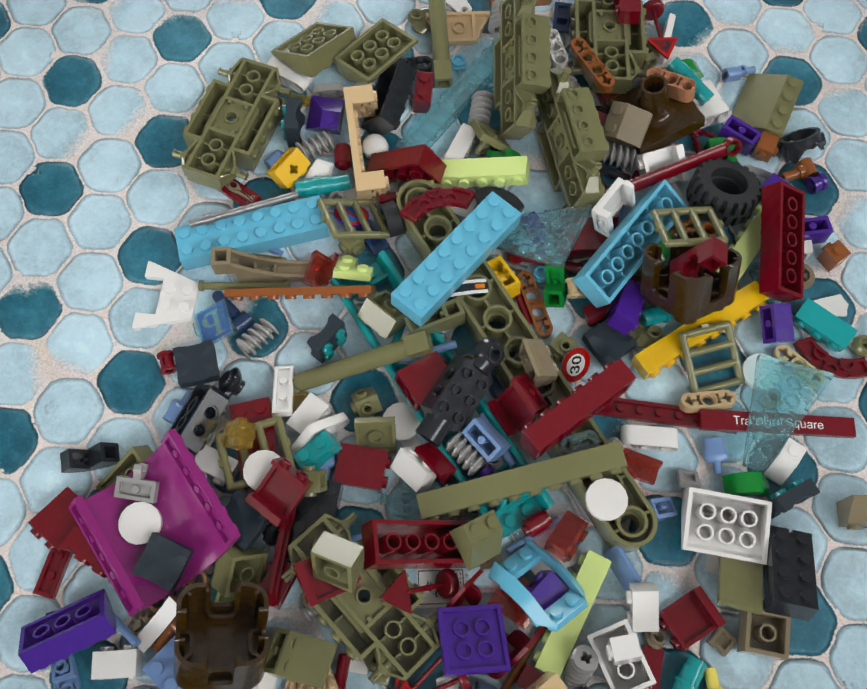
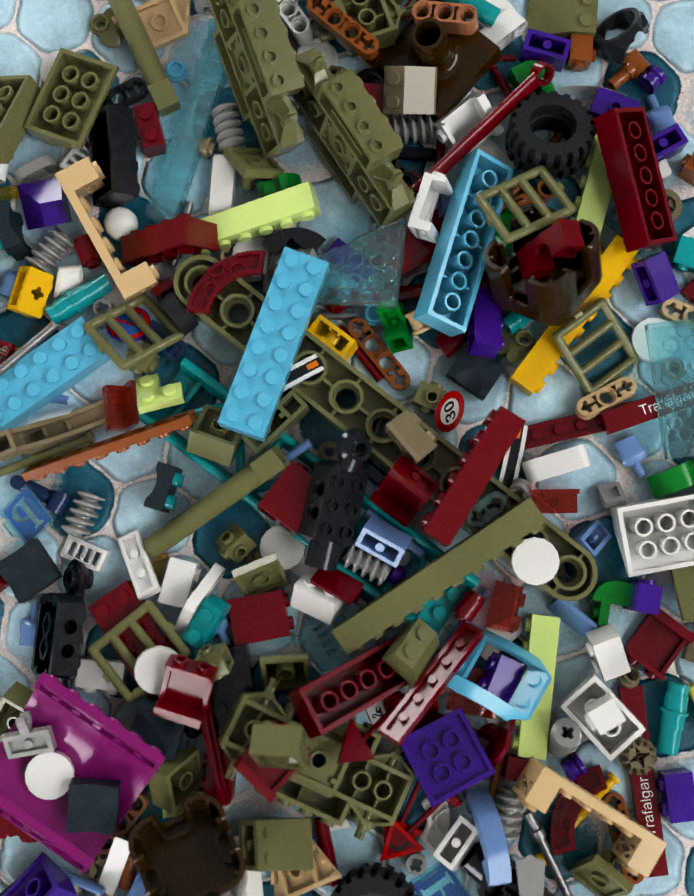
camera: 20 degrees left, 15 degrees up
(239, 434) = (114, 643): clear yellow brick -> none
(256, 378) = (101, 562): none -> white slope
(365, 509) = (289, 668): none -> olive slope
(460, 117) = (207, 147): none -> dark tan plate
(483, 567) = (431, 683): none -> dark red plate
(617, 416) = (513, 459): none -> sticker
(659, 559) = (608, 593): none -> green brick
(689, 571) = (645, 596): none -> dark purple brick
(814, 209) = (659, 116): none -> medium blue piece

